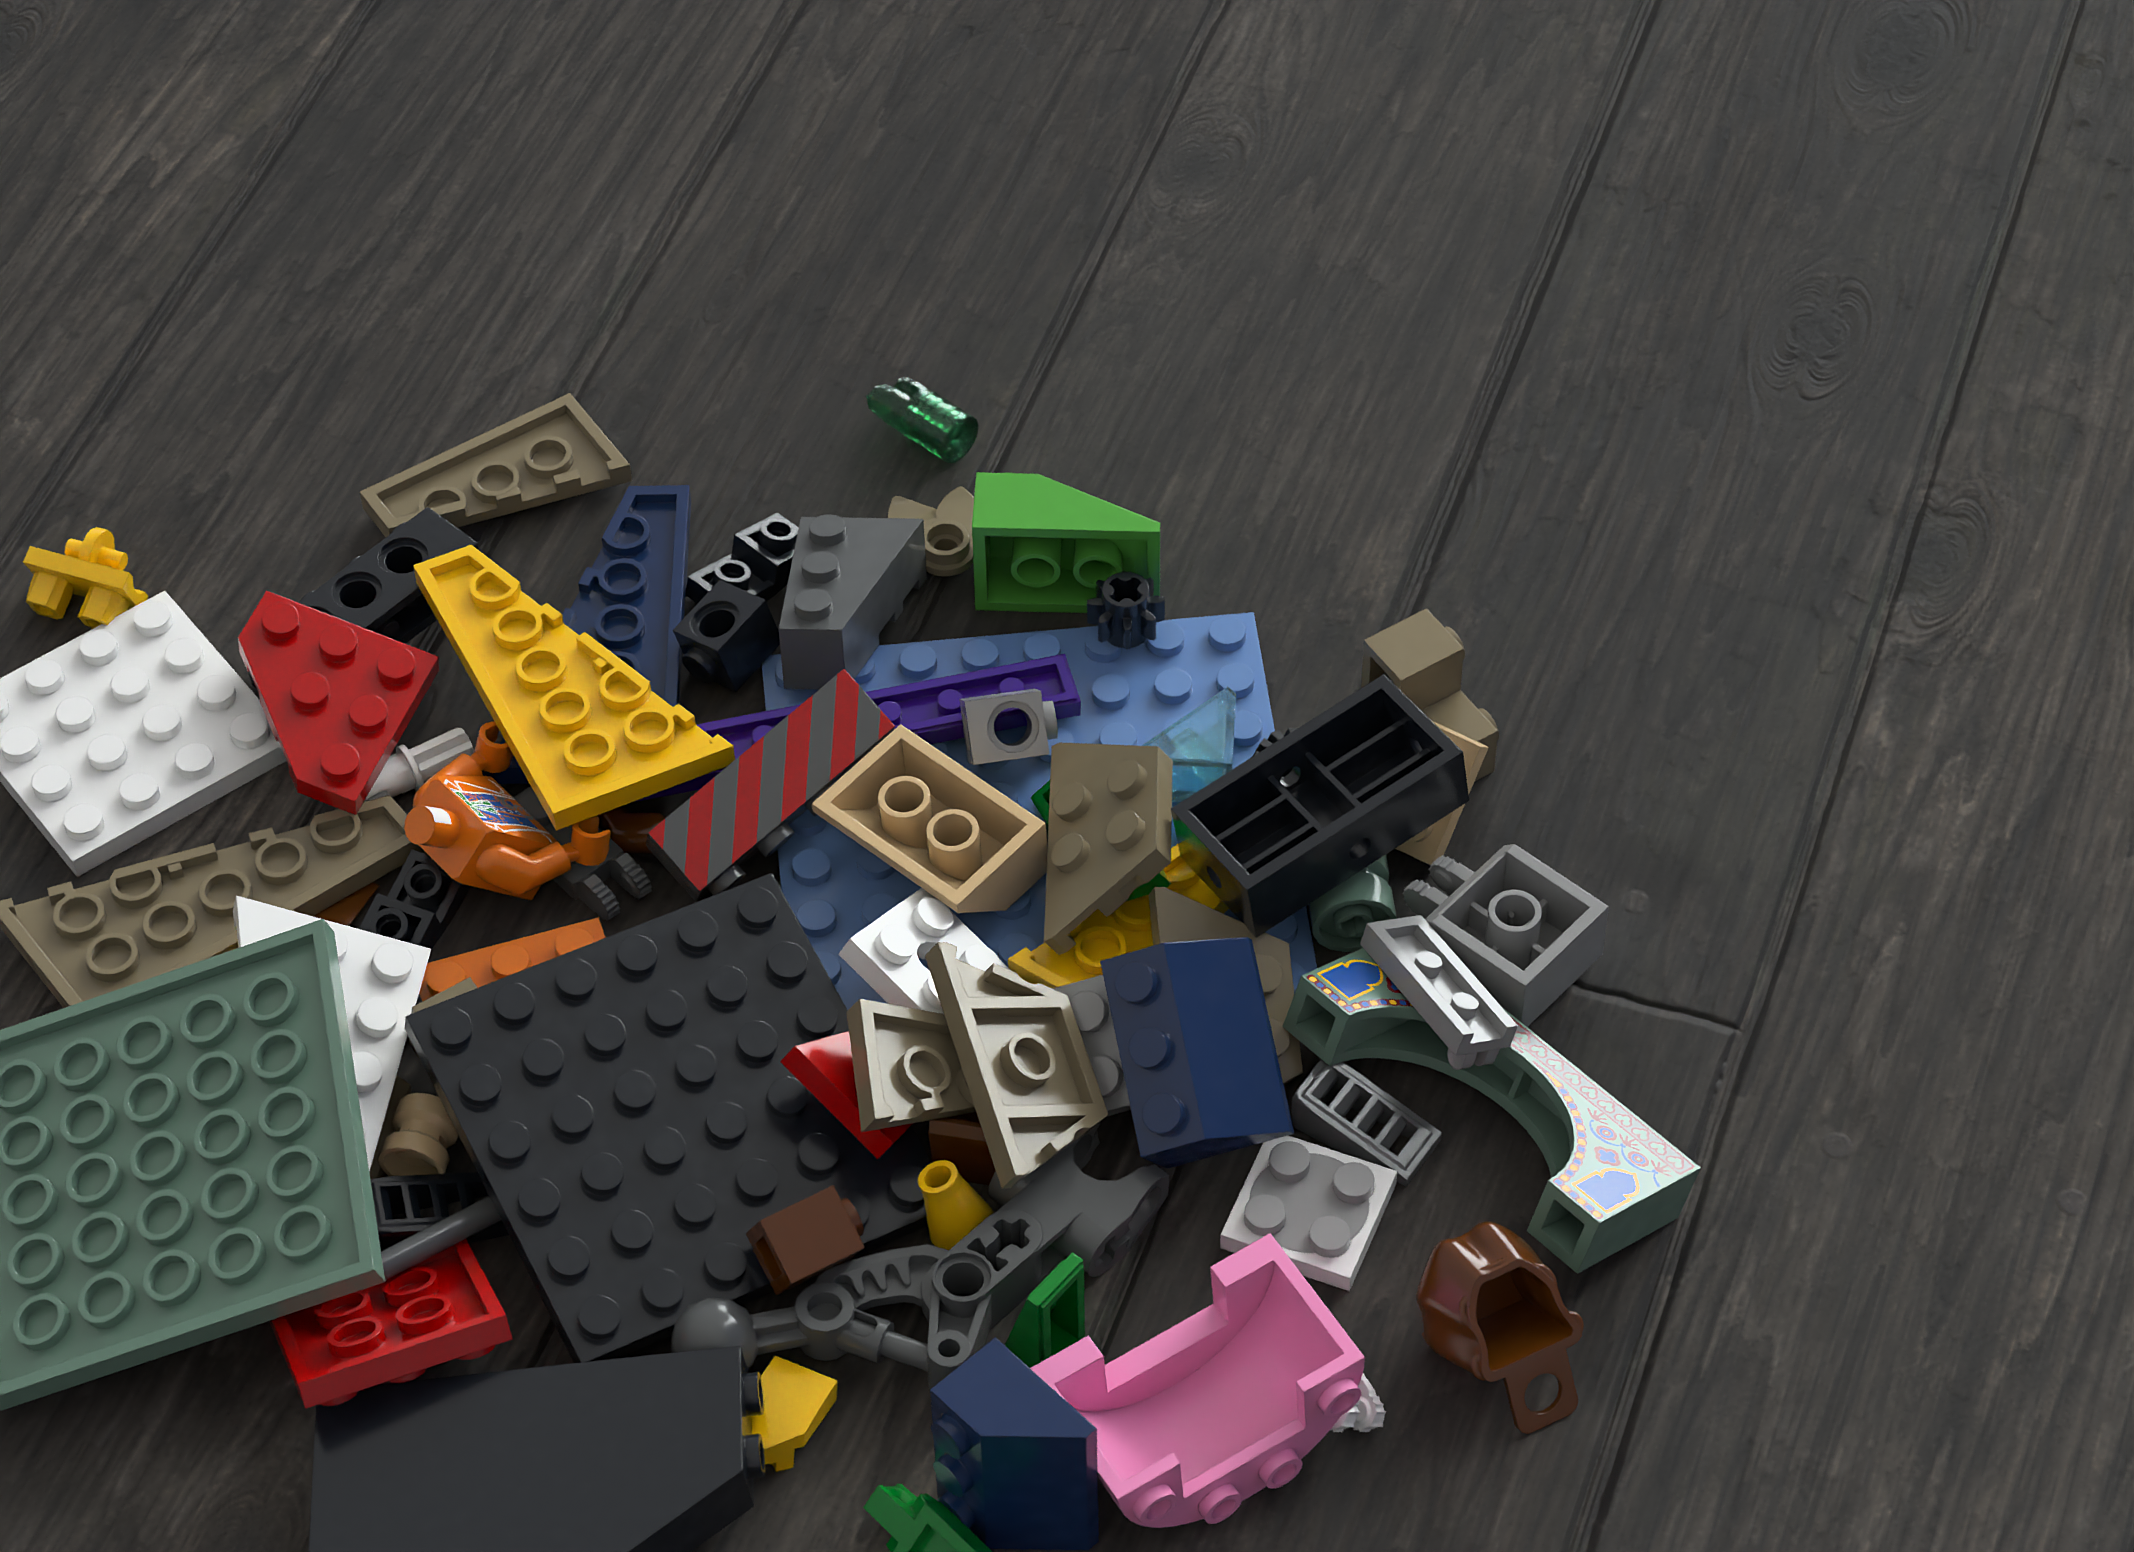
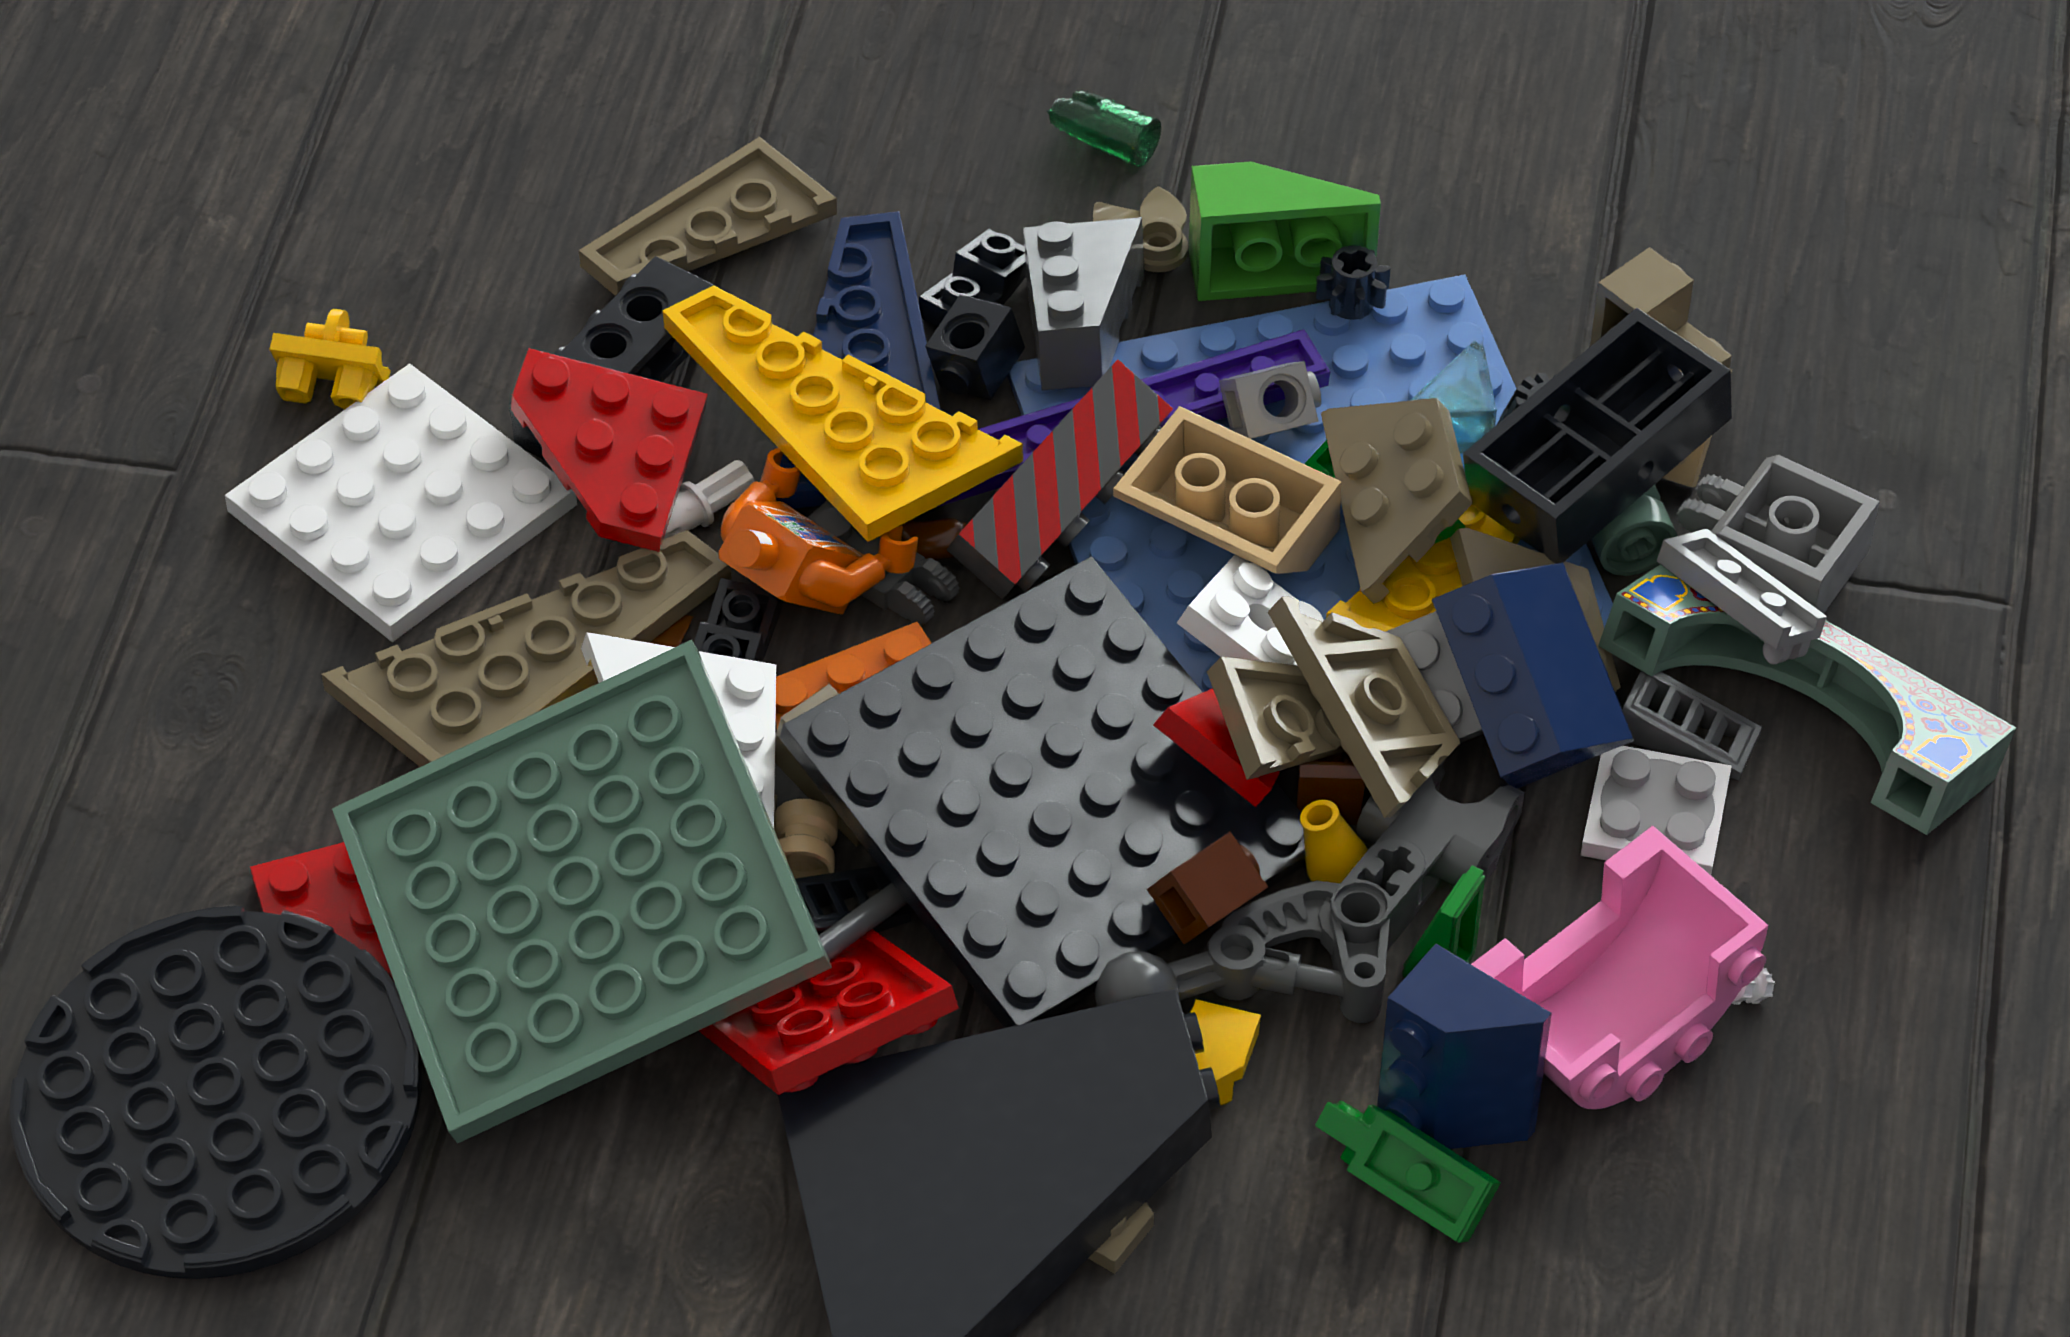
camera: 10 degrees left, 0 degrees up
(1500, 1317) = (1865, 880): reddish brown piece -> none

